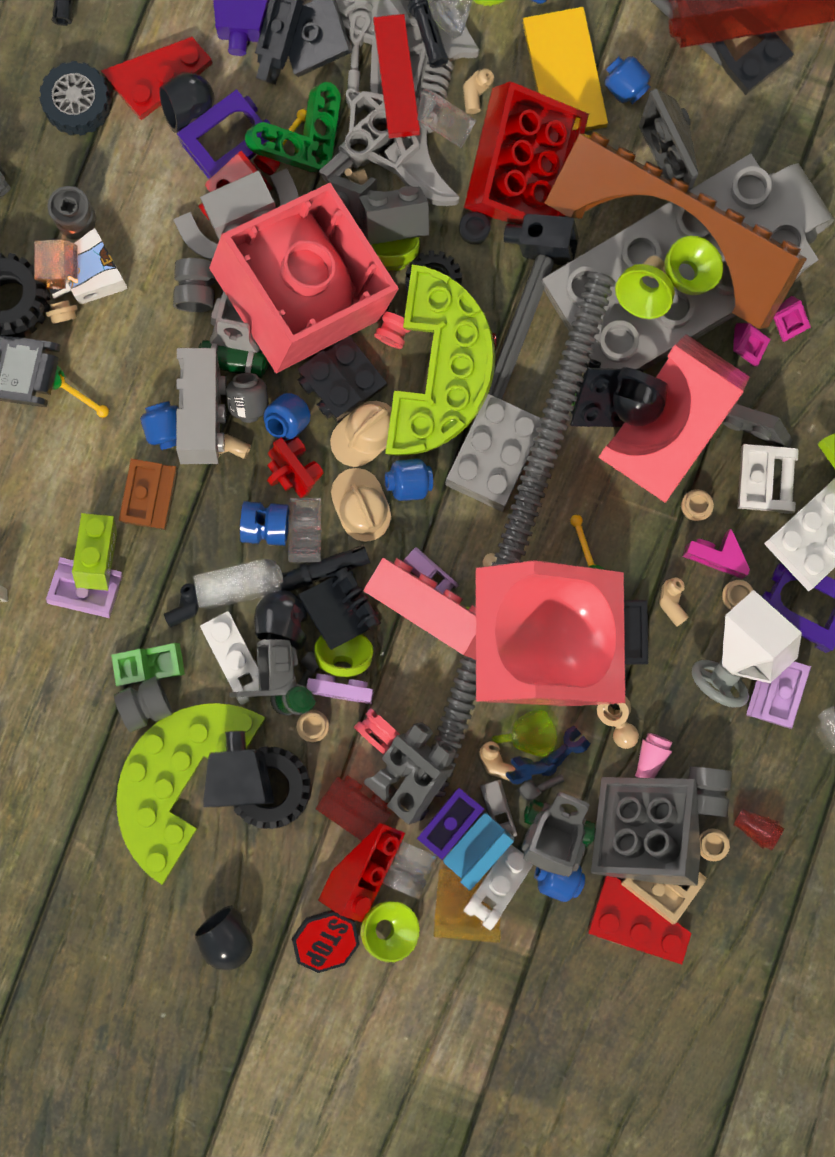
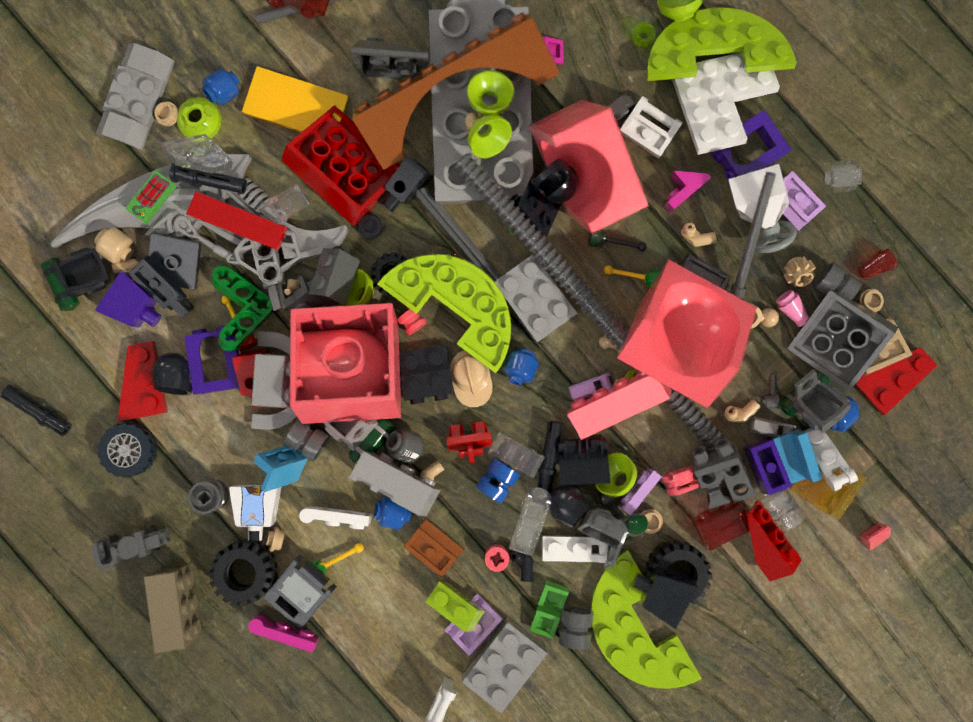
camera: 60 degrees left, 5 degrees up
(56, 263) = (241, 528): clear orange brick -> none
(57, 644) = (504, 664): none -> light grey brick
(123, 364) = (334, 517): none -> white plate
(147, 272) = (281, 466): none -> dark azure panel
(176, 577) = (496, 552): none -> coral wheel
(225, 939) = (768, 654): black helmet -> none
(286, 416) = (433, 426): blue head -> none
(325, 941) = (799, 592): piece -> none
(361, 504) = (518, 407): tan piece -> none
(403, 932) = (824, 545): lime piece -> none
(439, 1002) = (875, 535): none -> coral slope
(474, 88) = (272, 171): tan arm -> none
(532, 733) = (739, 383): clear neon green piece -> none
(548, 765) = (761, 380): dark blue piece -> none
(606, 489) = (600, 237): none -> hinge
(627, 79) = (325, 65): blue head -> none
(637, 679) = (739, 288): none -> dark grey bar
(697, 505) = (646, 181): tan plate -> none
(698, 739) = (799, 271): none -> tan gear
(735, 592) = (717, 191): tan plate -> none
(749, 342) = (552, 88): dark pink slope -> none

